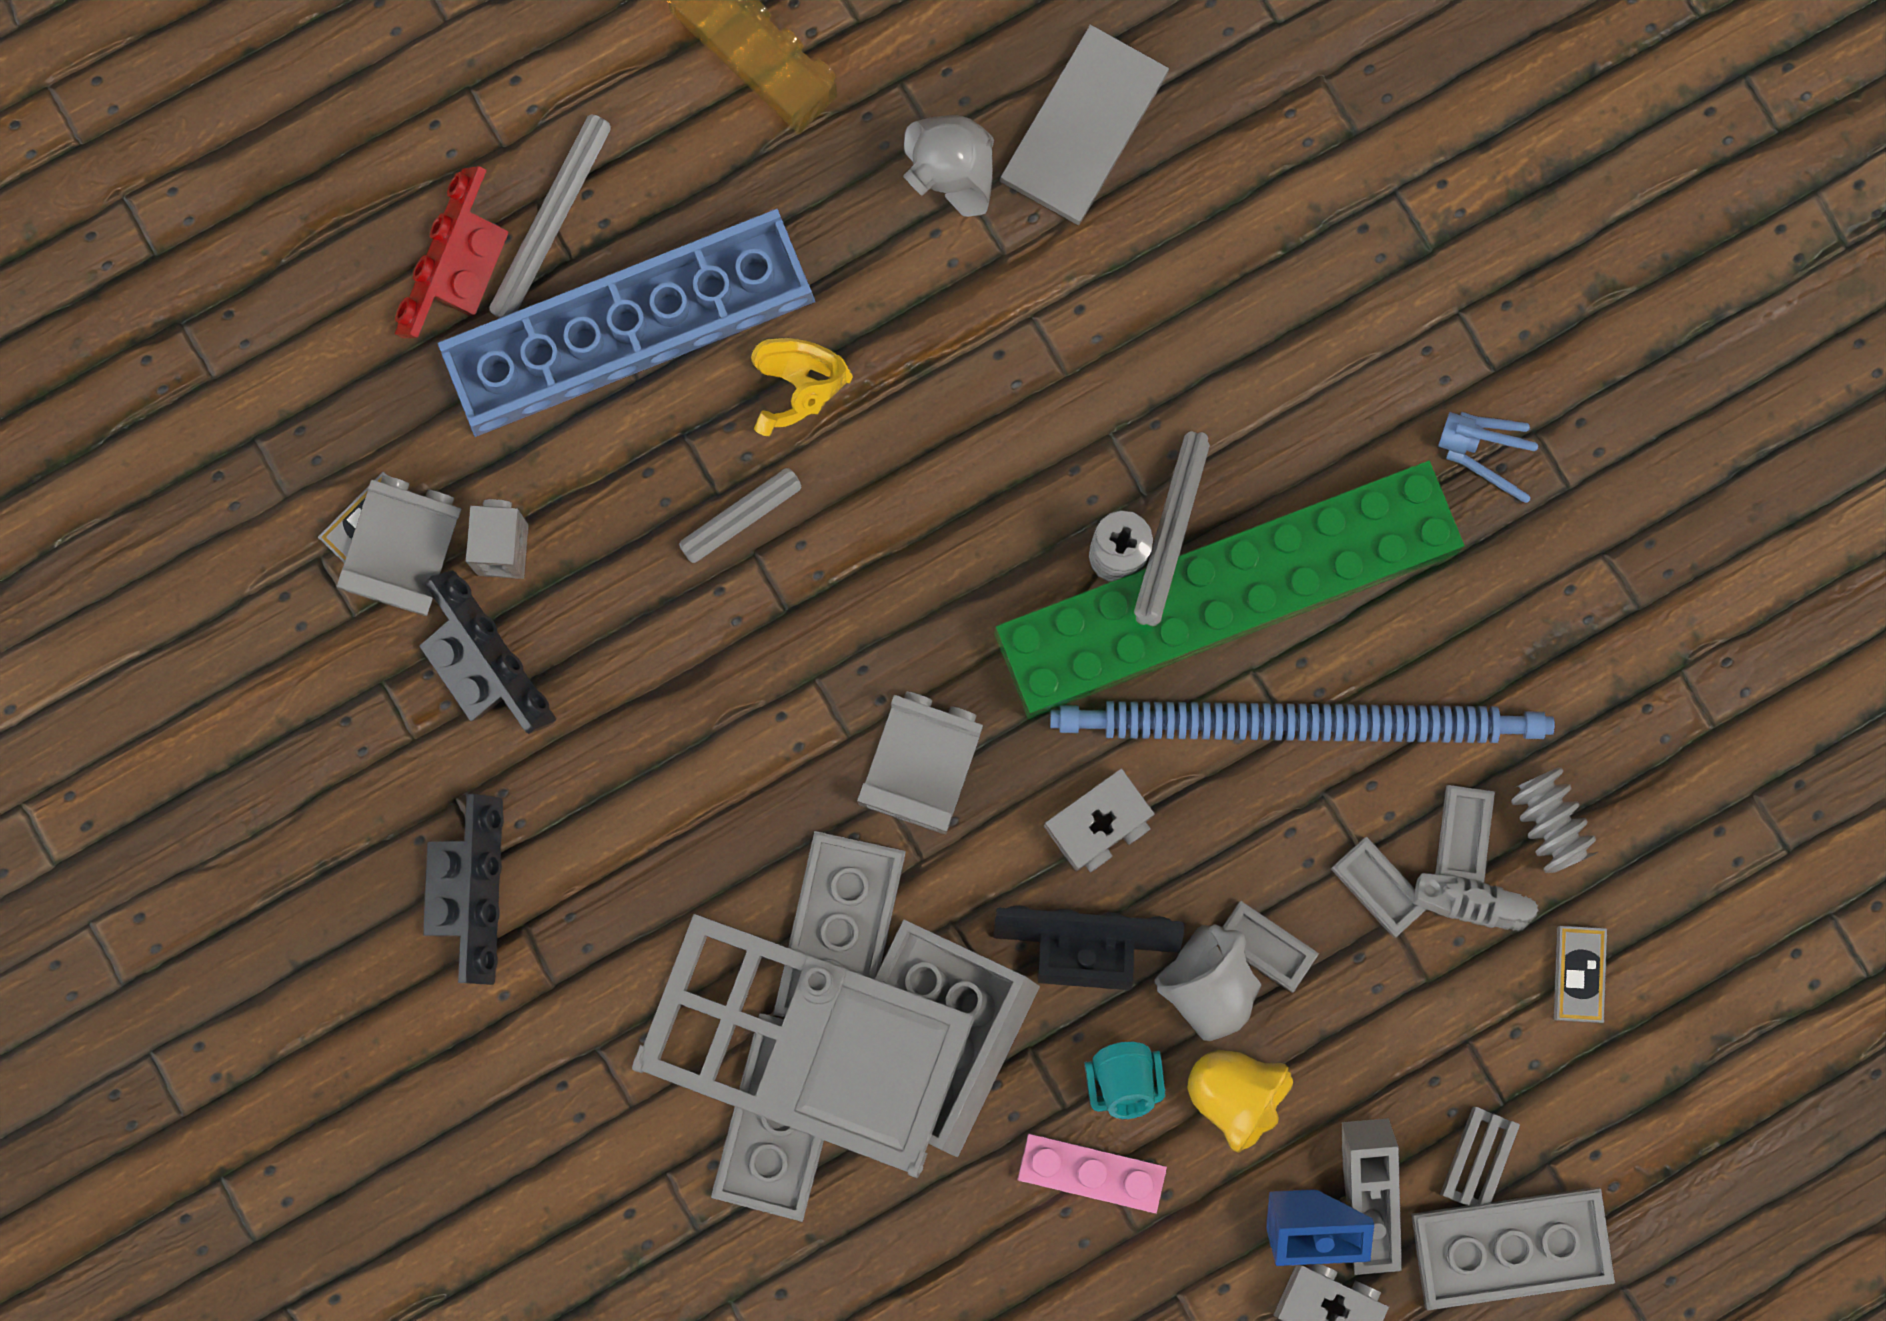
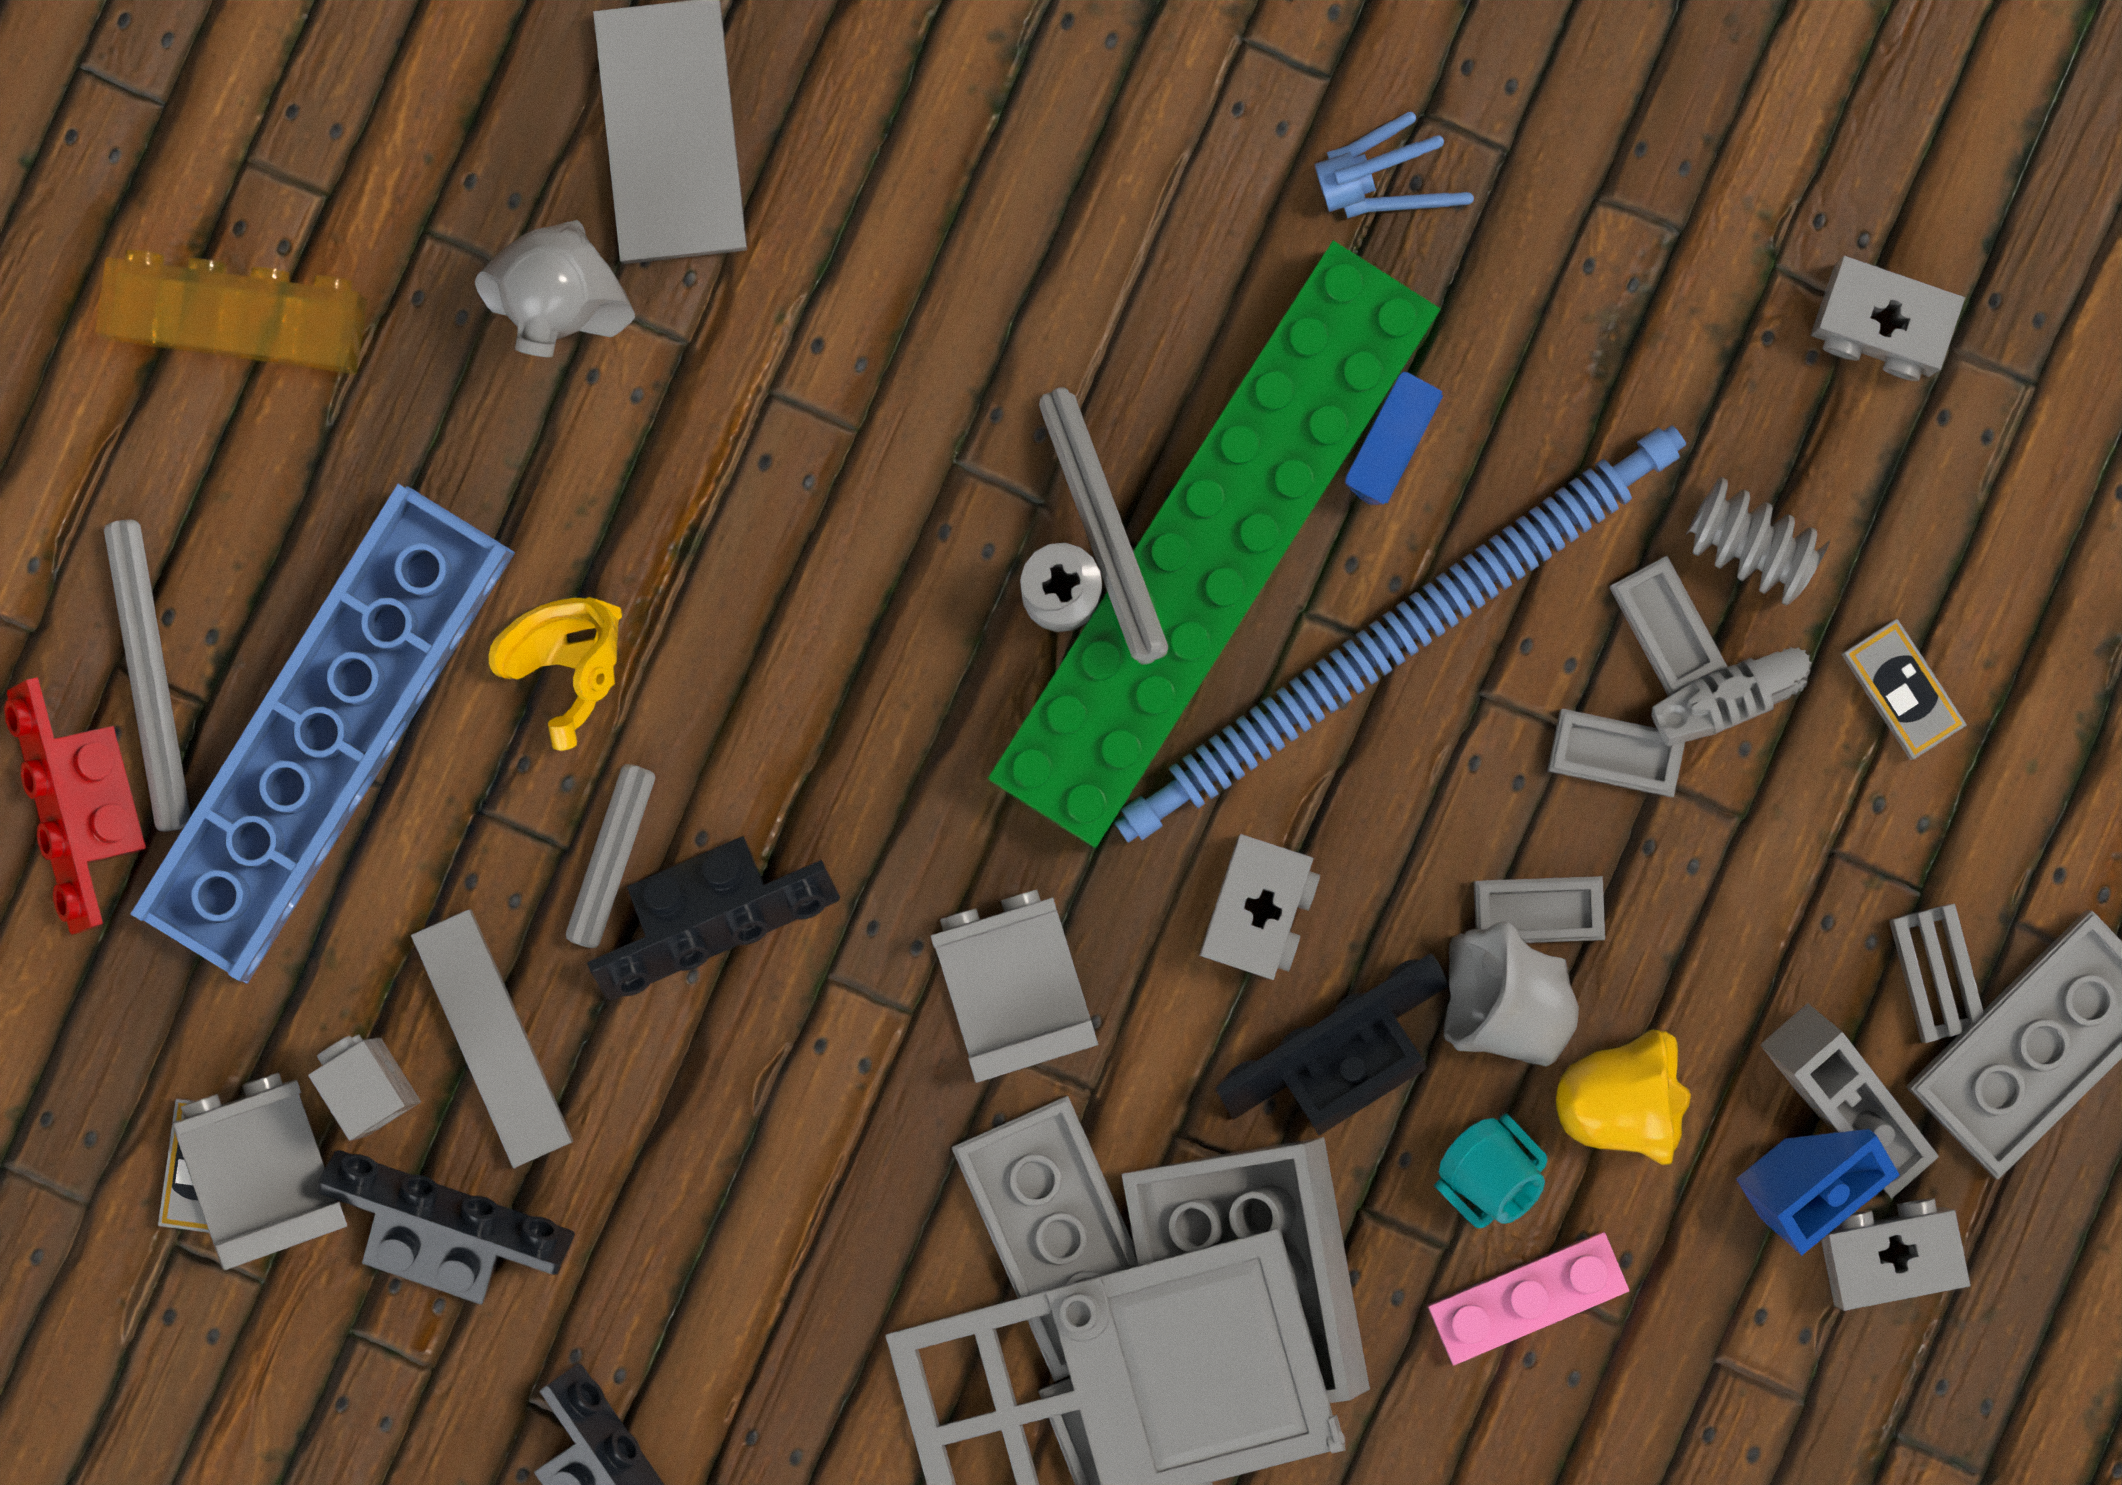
camera: 30 degrees left, 5 degrees up
(592, 571) = (492, 1038): none -> light grey tile
(771, 587) = (706, 910): none -> black bracket
(1380, 603) = (1393, 439): none -> blue slope
(1748, 759) = (1920, 310): none -> light grey brick

